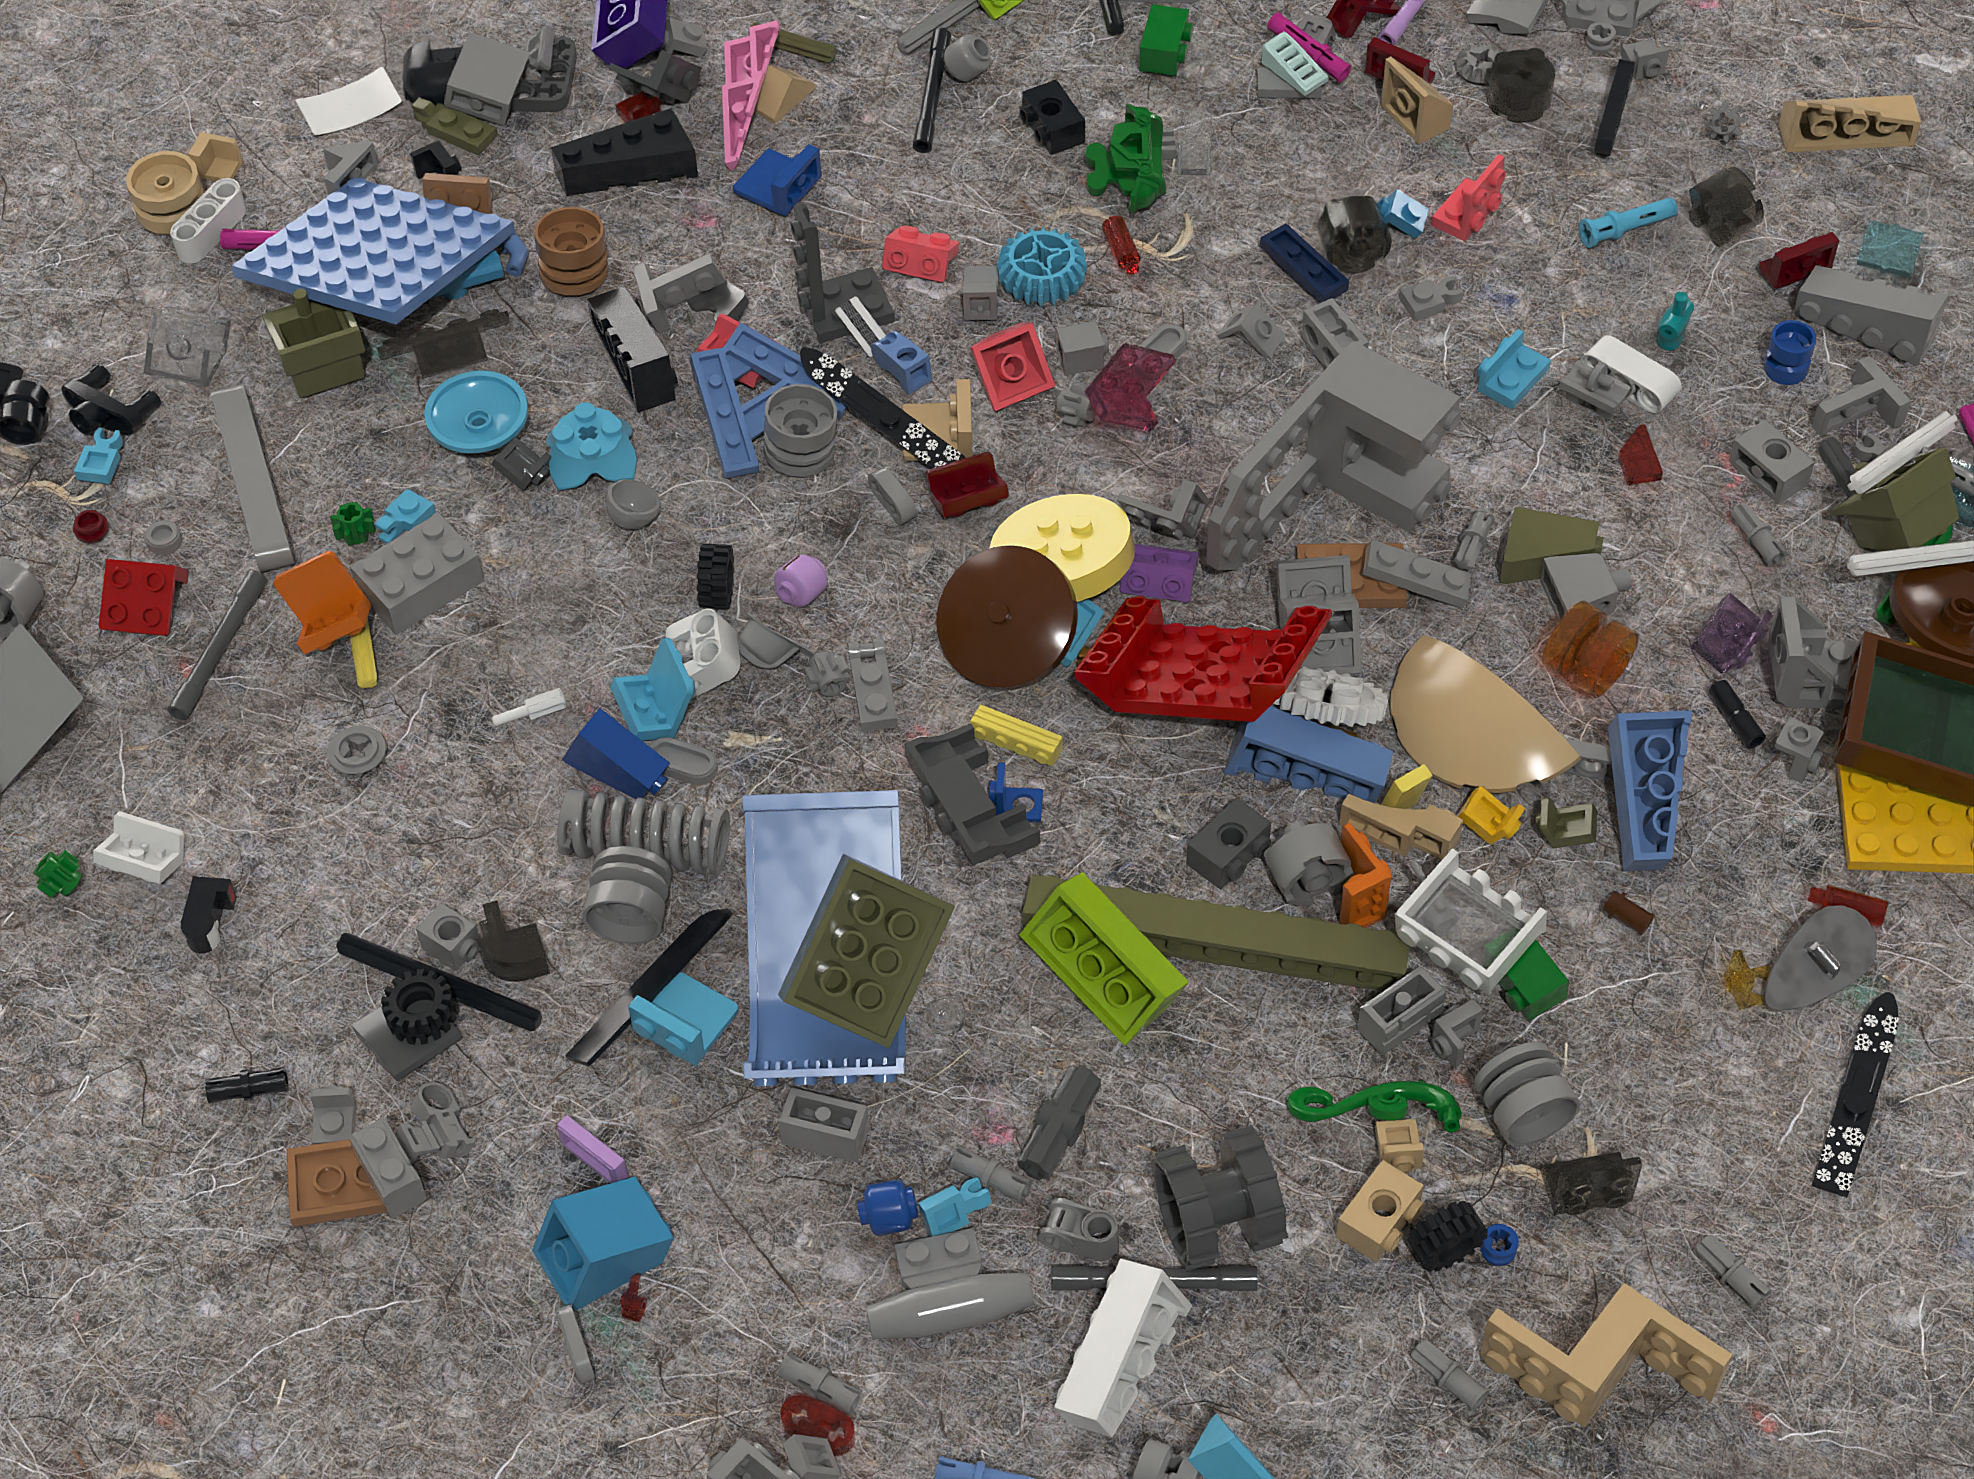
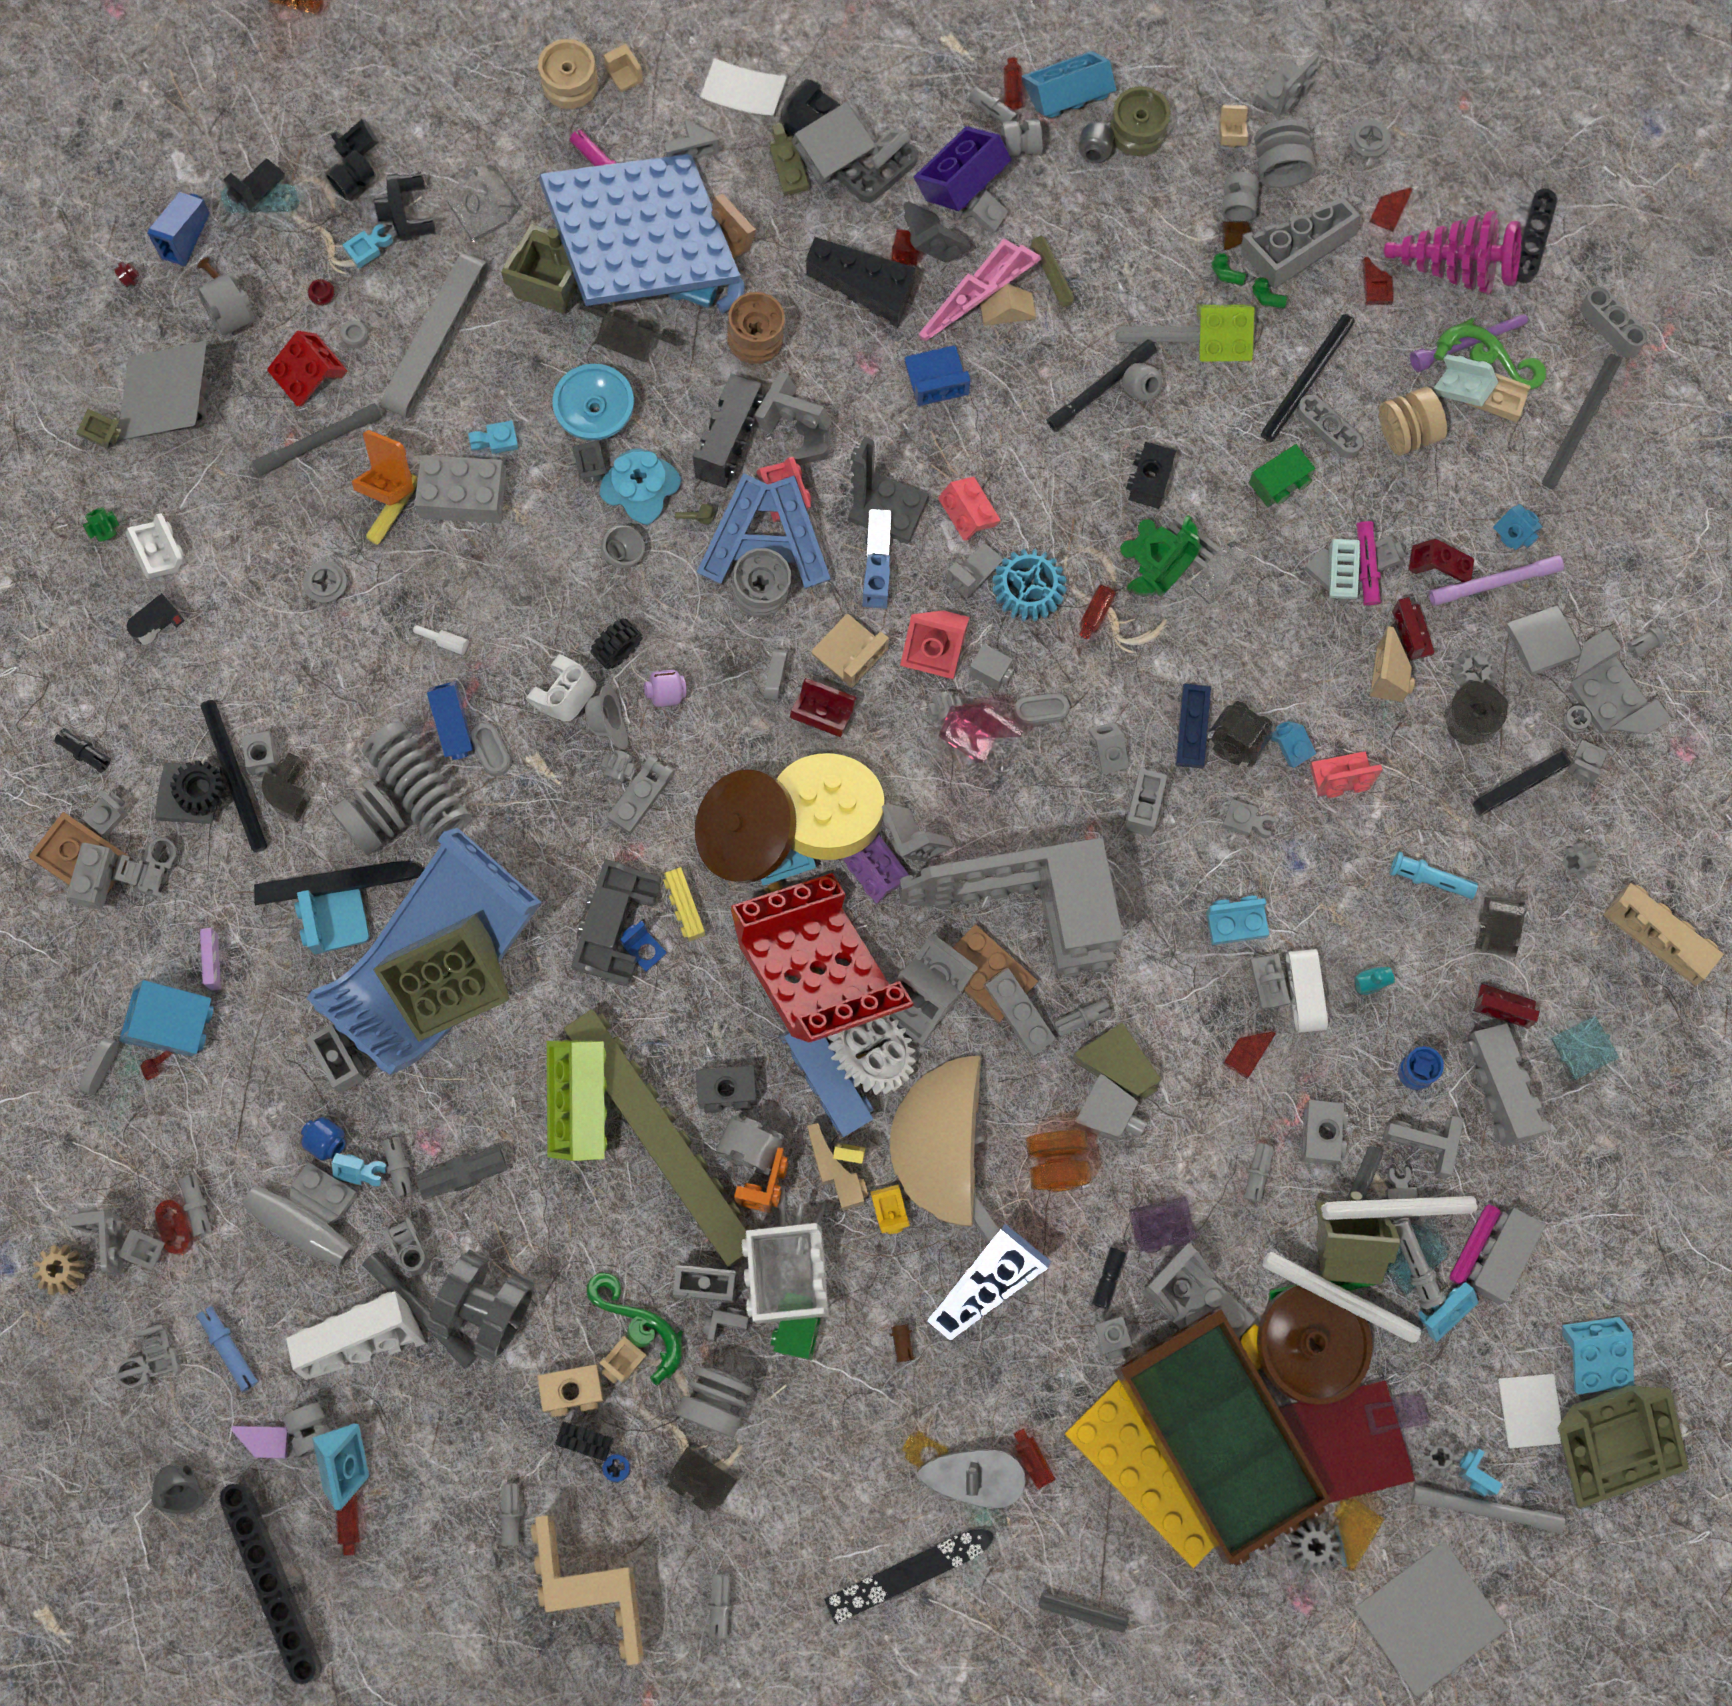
camera: 40 degrees right, 20 degrees up
(201, 224) = (586, 106): white beam -> none
(352, 523) = (466, 420): green gear -> none
(434, 159) = (749, 181): black bracket -> none
(656, 701) = (505, 696): medium azure bracket -> none
(680, 431) = (704, 515): none -> olive hand
(877, 409) = (823, 609): black piece -> none
(1567, 824) = (927, 1255): olive bracket -> none

